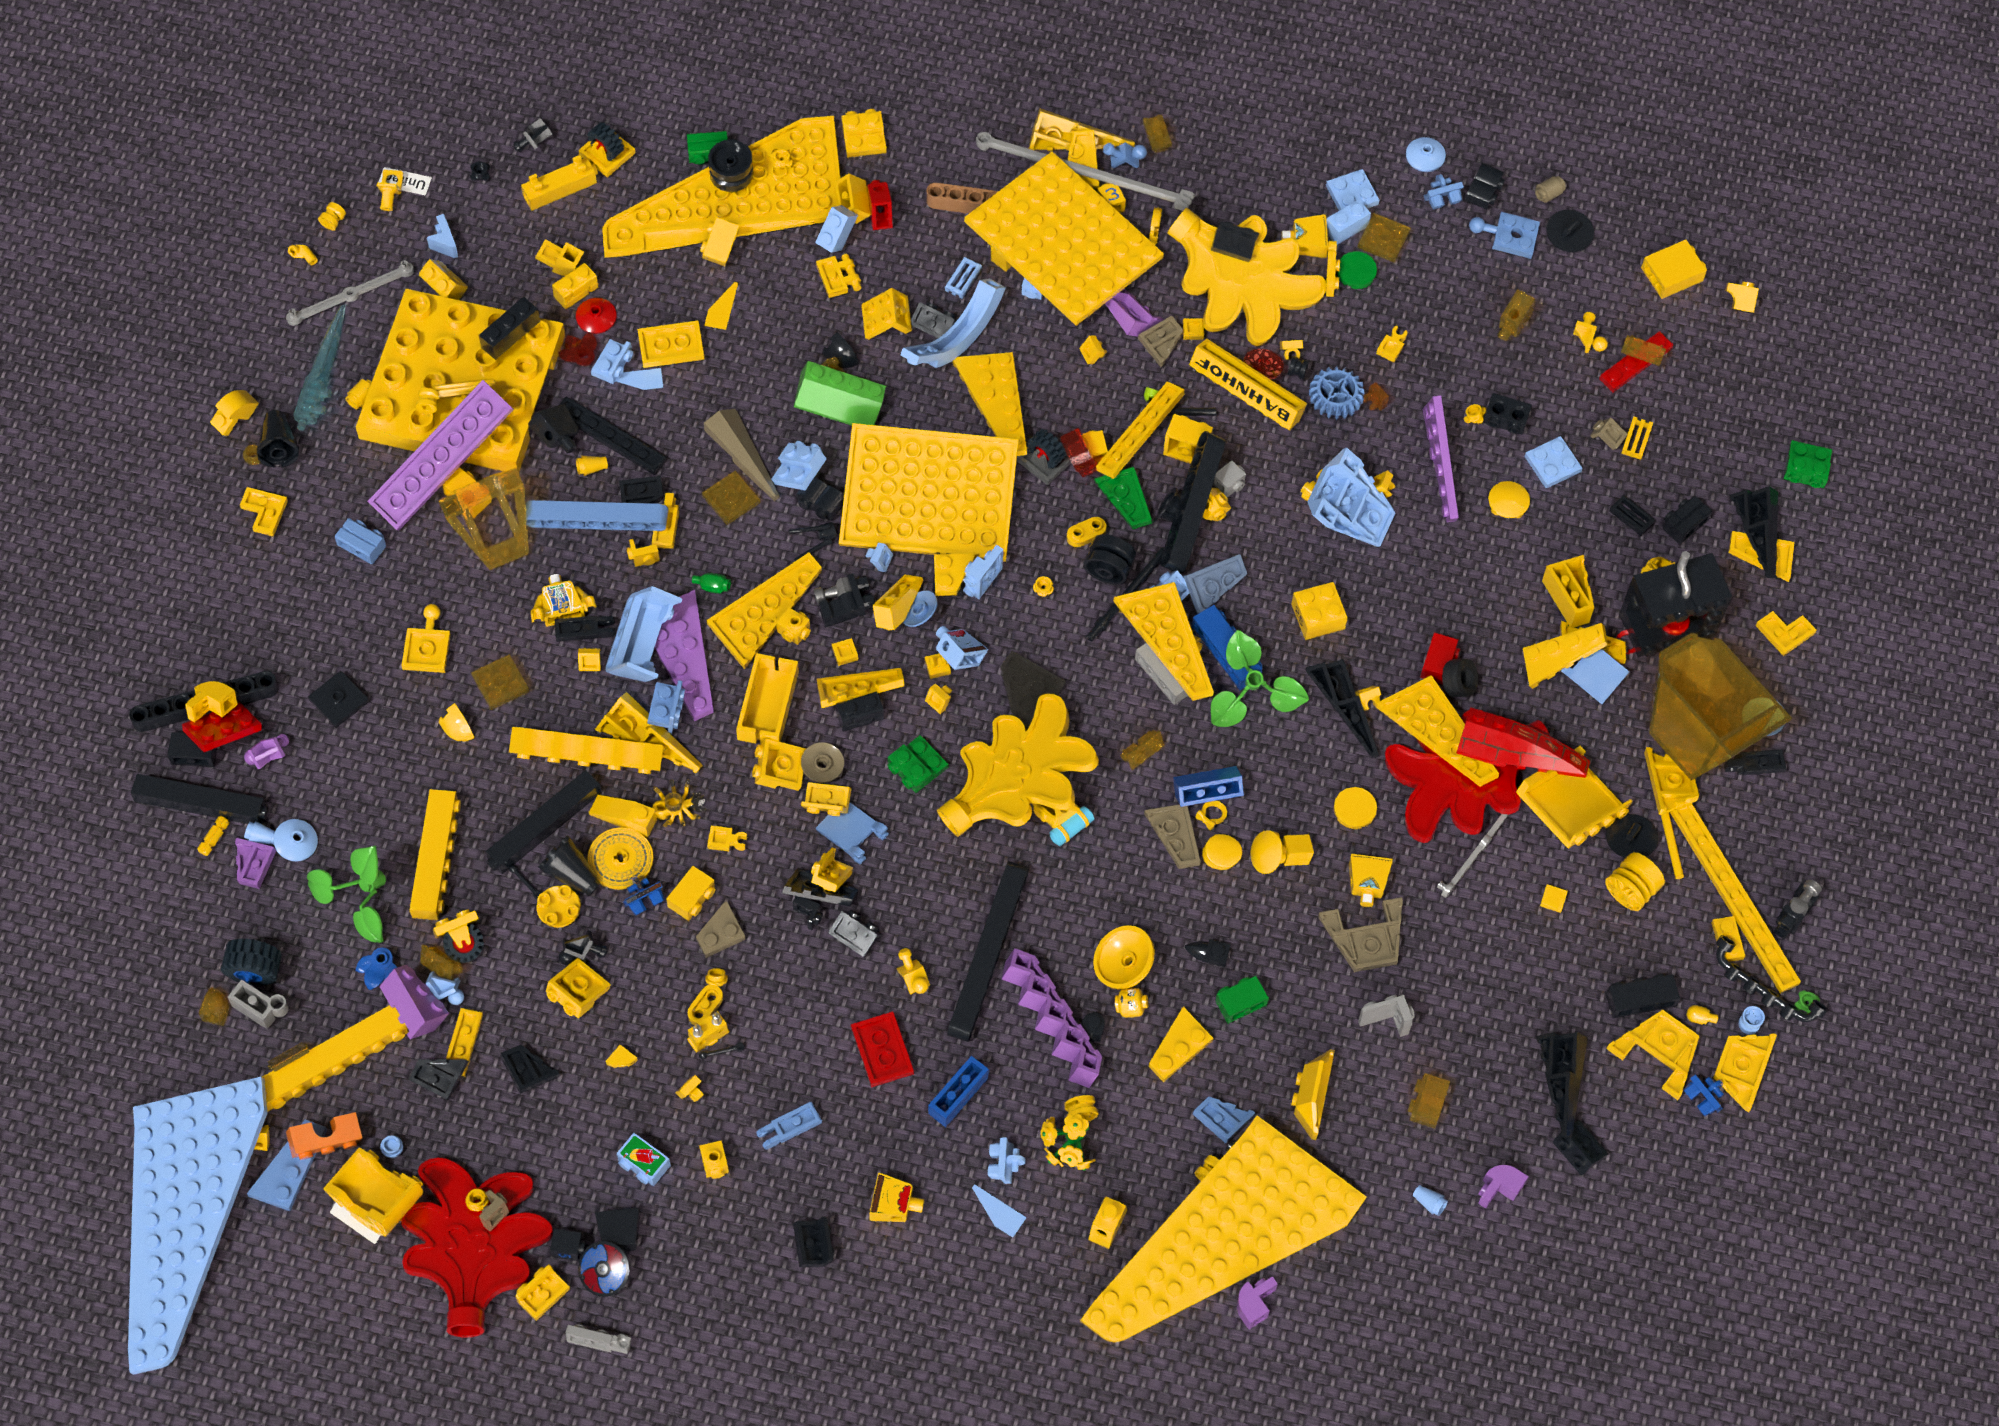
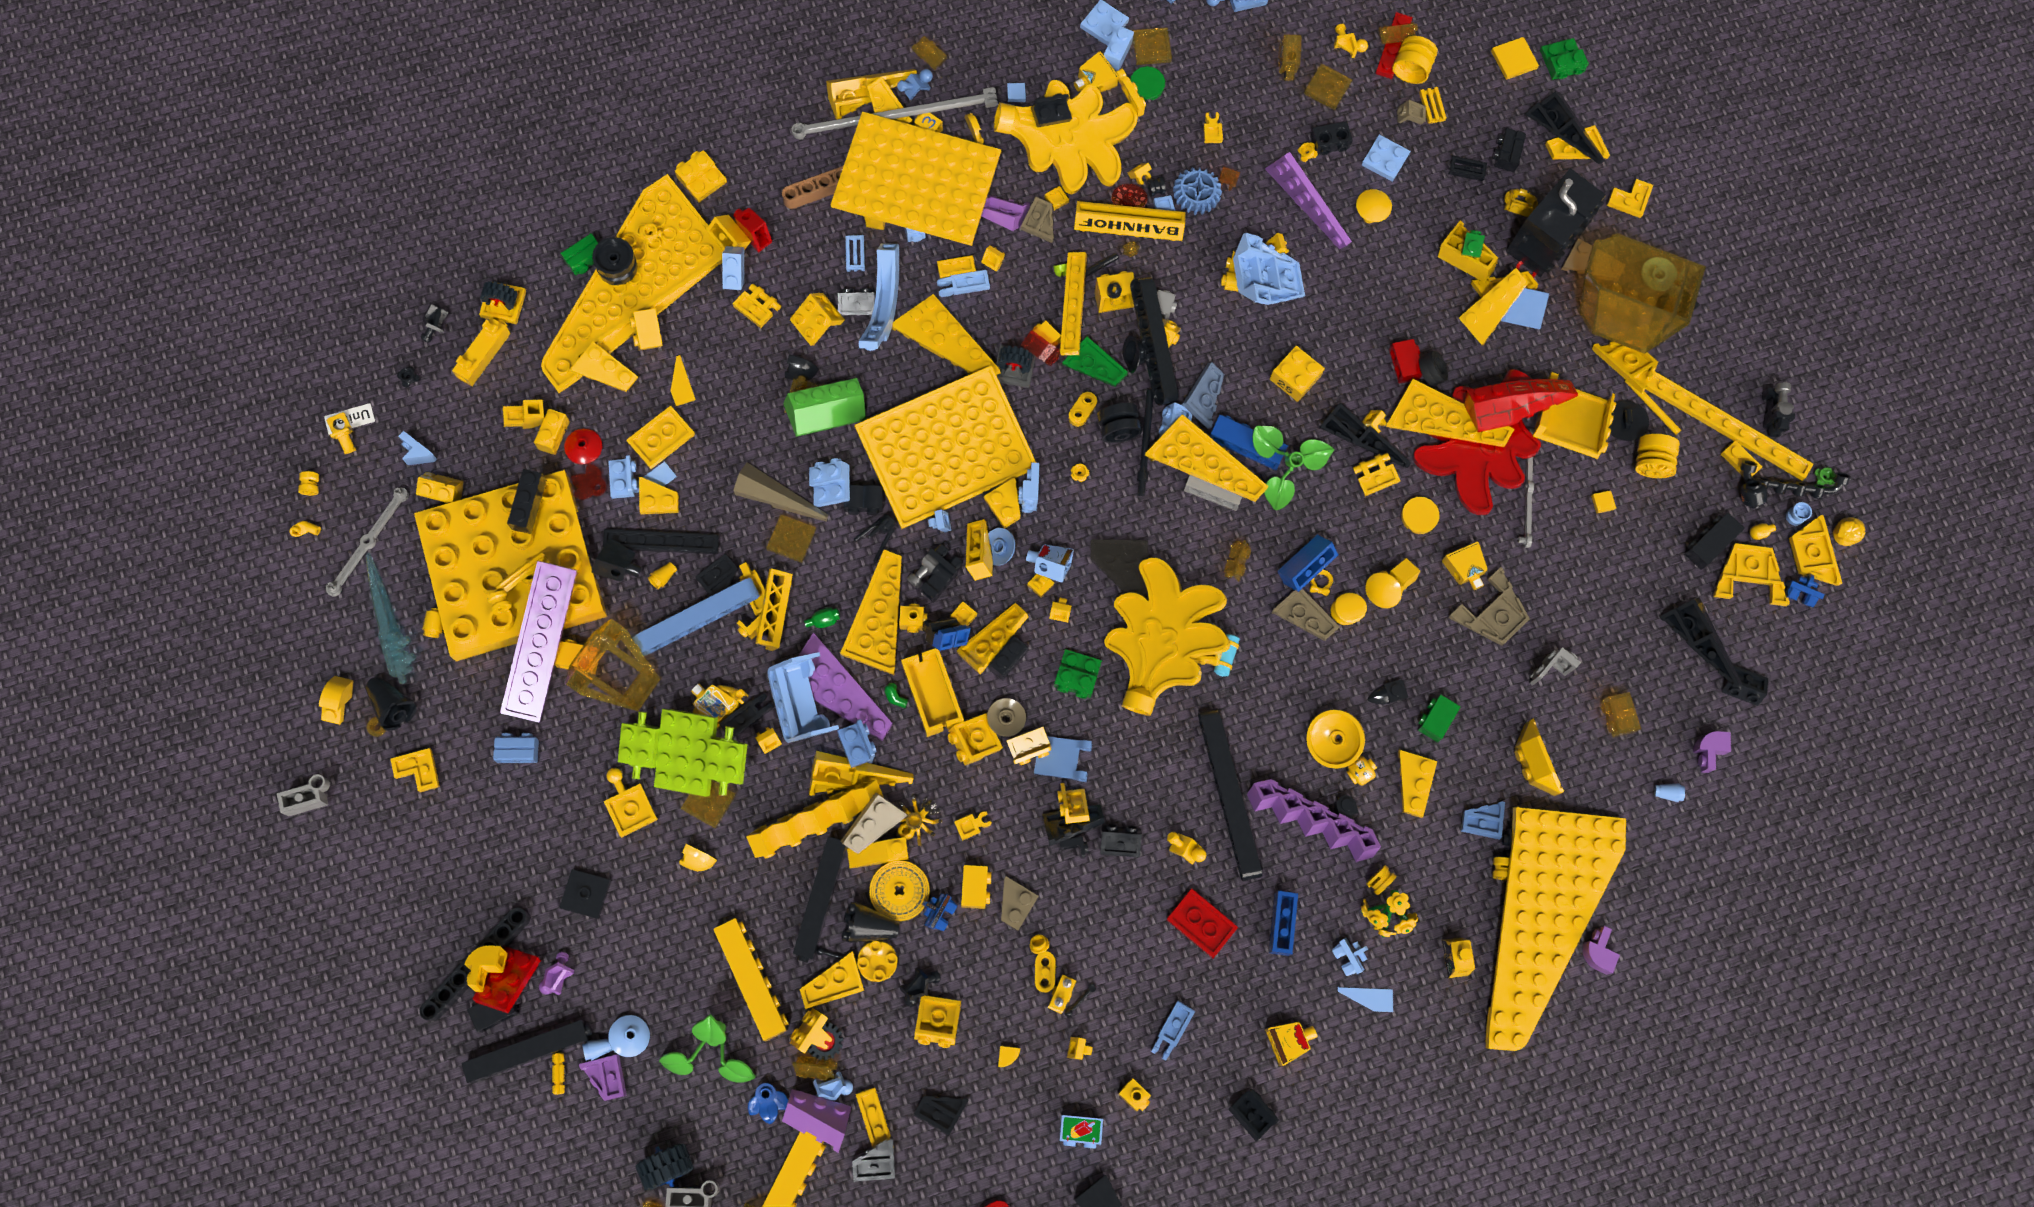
camera: 35 degrees left, 10 degrees up
(152, 477) = (304, 797): none -> light grey hinge
(504, 621) = (683, 752): none -> lime piece
(508, 903) = (834, 983): none -> yellow wing
(631, 396) = (656, 498): none -> yellow wing
(633, 780) = (872, 823): none -> wing
(658, 254) = (602, 367): none -> yellow wing
(673, 554) = (778, 609): none -> yellow fence
(729, 688) = (893, 697): none -> green arm
(815, 655) = (946, 633): none -> blue hips
(1049, 358) = (964, 283): none -> light blue hinge
(1051, 340) = (955, 266): none -> yellow plate
(1185, 434) = (1118, 290): none -> black hinge
(1219, 212) = (1016, 92): none -> light blue tile
(1233, 412) = (1130, 249): none -> clear yellow plate
(1297, 388) = (1164, 203): none -> light blue tile
(1334, 751) = (1377, 480): none -> yellow plate
(1538, 365) = (1328, 86): none -> clear yellow plate
(1575, 580) = (1473, 244): none -> green bracket
(1643, 383) = (1415, 59): none -> yellow wheel
(1715, 974) = (1754, 493): none -> black head
(1756, 437) = (1514, 58): none -> yellow tile
(1795, 1066) = (1849, 531): none -> yellow hair

